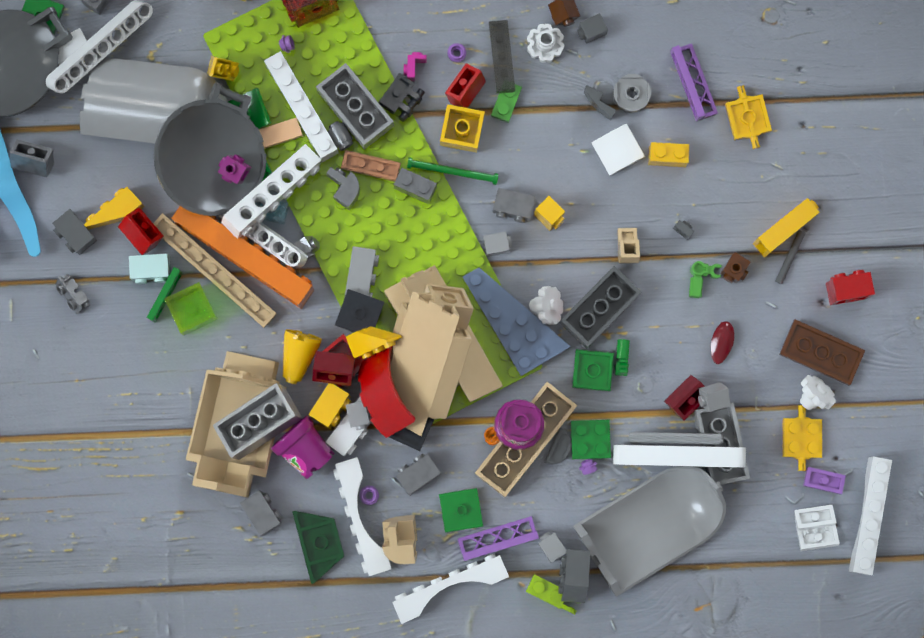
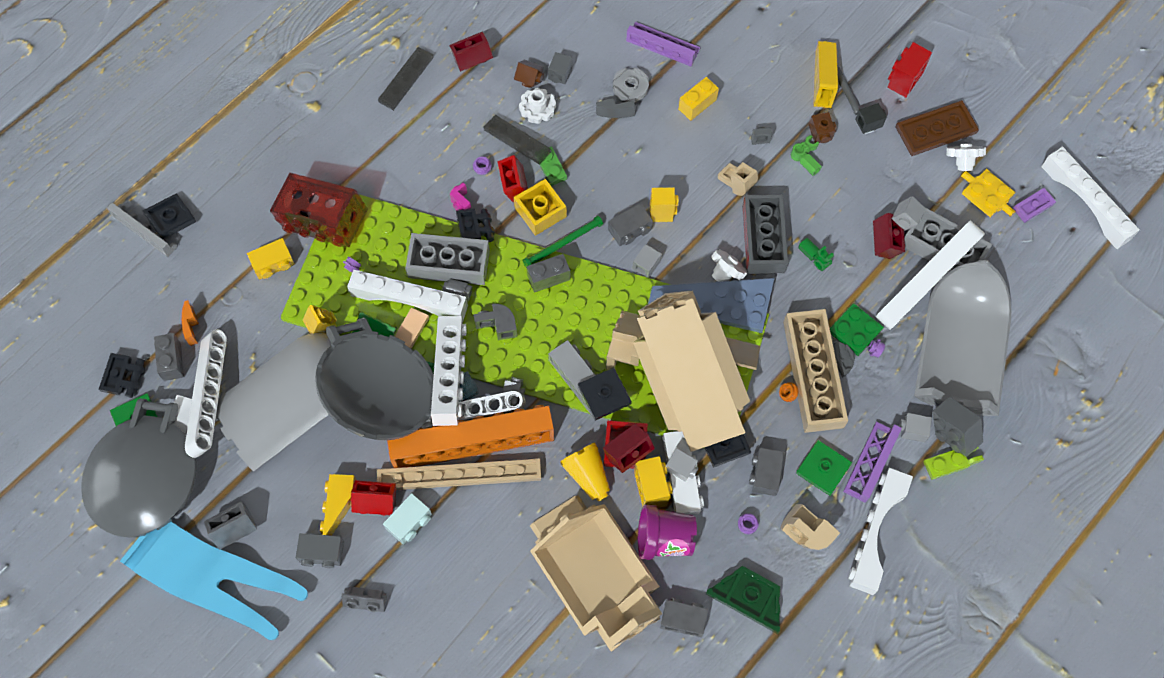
camera: 40 degrees left, 15 degrees down
(166, 291) = (440, 529): green tile -> none
(191, 308) = (471, 517): clear neon green brick -> none
(233, 169) = (410, 379): magenta brick -> none
(257, 421) = (611, 547): light grey brick -> none
(351, 476) = (800, 563): white arch -> none
(369, 340) = (634, 398): yellow slope -> none
(370, 166) = (501, 291): nougat tile -> none
(380, 395) = (687, 426): red panel -> none
(519, 424) = (803, 355): magenta piece -> none
(593, 370) = (805, 281): green plate -> none
(618, 149) = (661, 127): white slope -> none
(675, 438) = (913, 267): light grey axle -> none
(722, 342) = (867, 182): dark red arm -> none
(748, 117) = (722, 32): yellow plate -> none
(781, 296) = (871, 118): none -> pearl dark grey brick
(816, 527) = (1065, 240): white slope -> none

